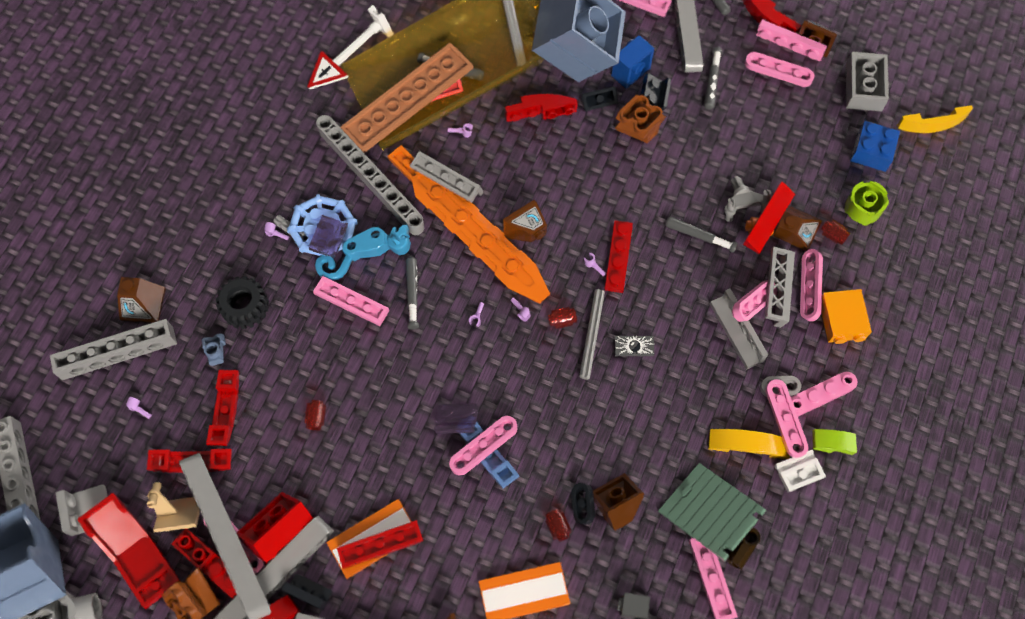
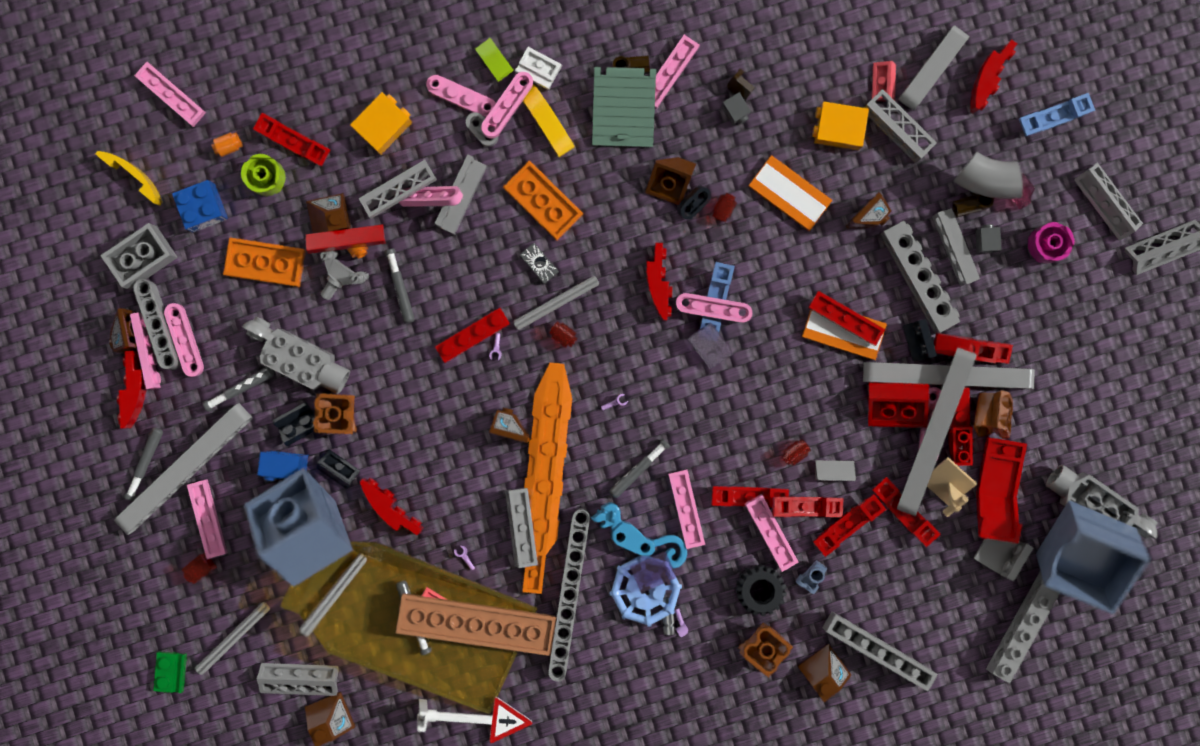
camera: 125 degrees left, 20 degrees up
(133, 403) = (902, 597): lavender hand -> none
(198, 269) = (765, 649): none -> dark orange piece
(269, 387) = (807, 506): none -> red slope
(273, 434) = (835, 470): none -> light grey slope
(274, 345) = (771, 533): none -> bright pink plate
(317, 353) = (740, 495): none -> red slope
(524, 313) = (583, 367): lavender hand -> none
(534, 416) = (659, 289): none -> red slope
(683, 388) = (543, 200): none -> orange tile
(704, 126) = (297, 357): none -> light grey brick
(796, 159) = (264, 262): none -> orange tile
(811, 285) = (374, 167): bright pink plate -> none
(822, 65) = (150, 318): none -> light grey beam
(835, 231) = (310, 182): clear red brick -> none
(882, 244) = (291, 139): none -> red slope
(911, 197) = (226, 144): none -> orange brick
(983, 189) = (170, 94): none -> bright pink plate

